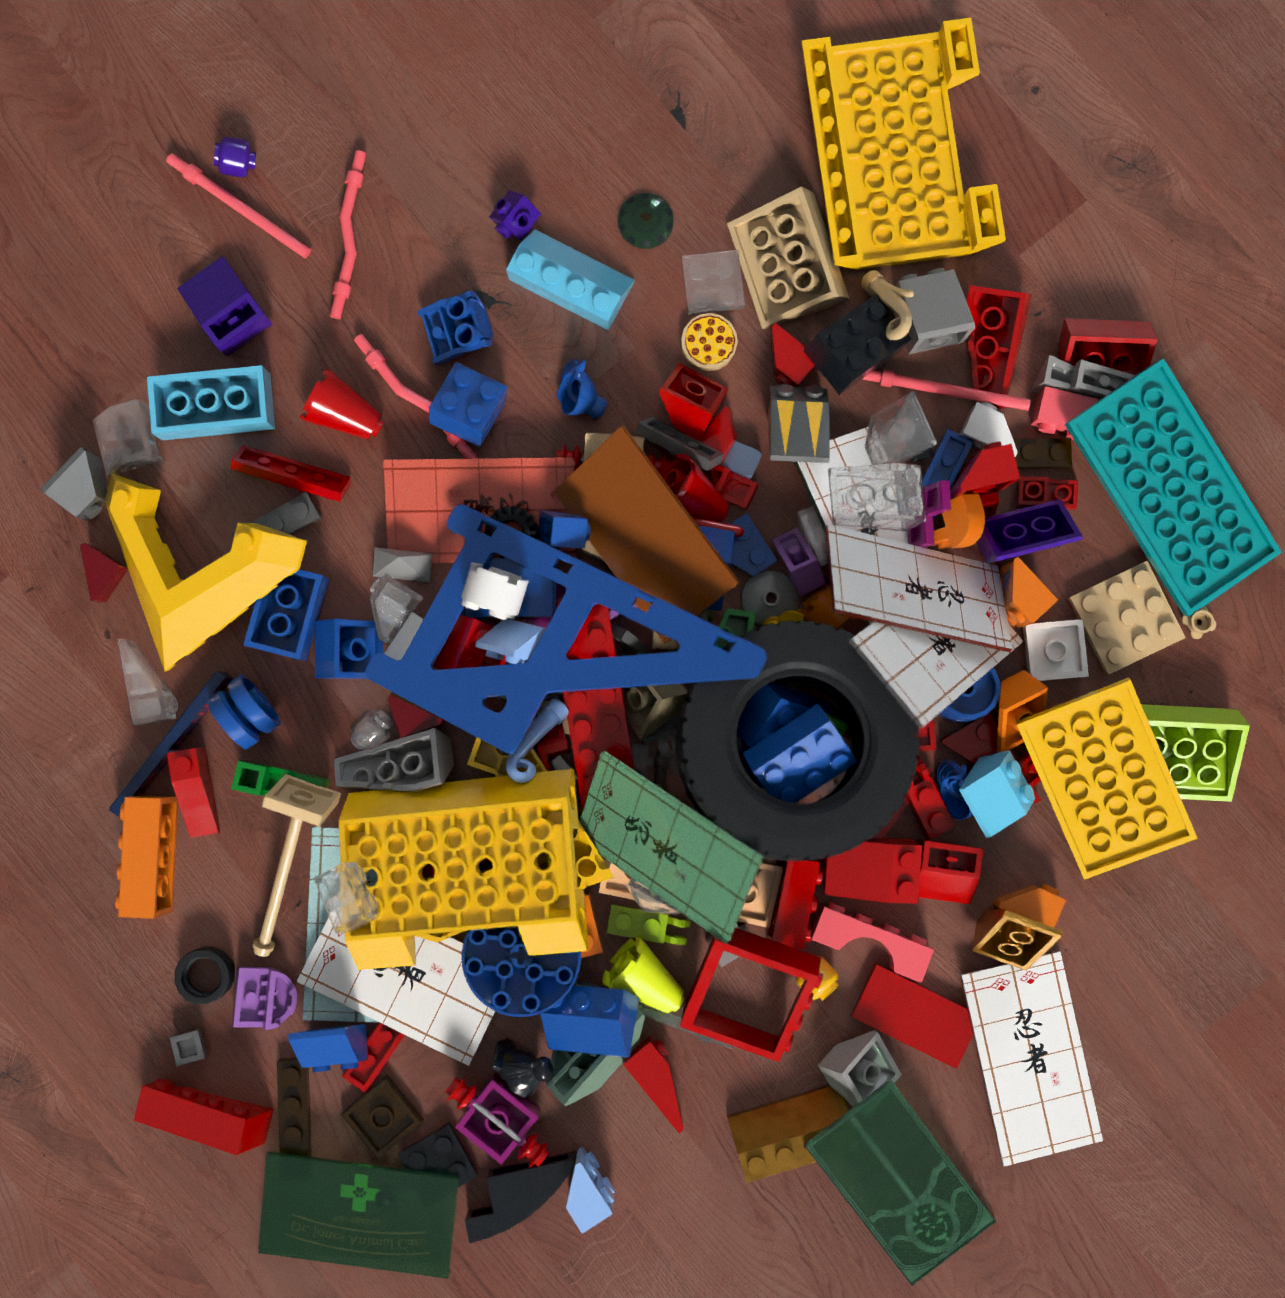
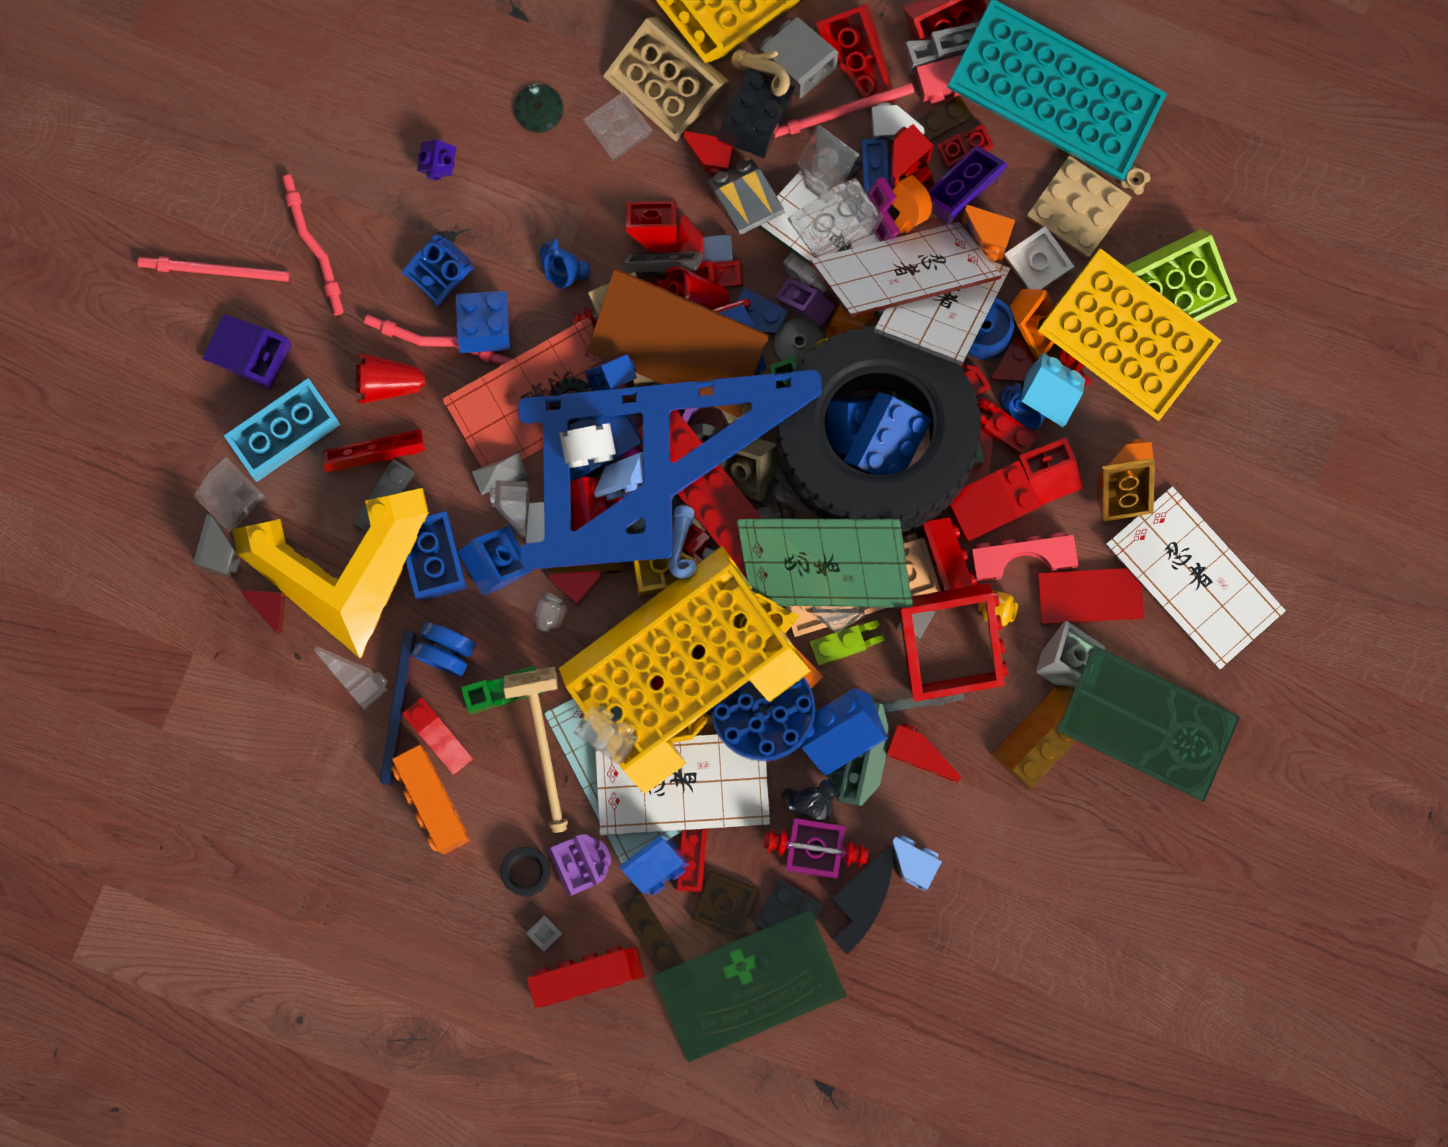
camera: 30 degrees left, 5 degrees down
(234, 157) = (190, 233): dark purple head -> none
(399, 765) = (587, 622): light grey wedge -> none
(569, 278) = (505, 184): medium azure slope -> none
(644, 976) = (869, 677): neon yellow cone -> none
(709, 341) = (640, 173): tile -> none

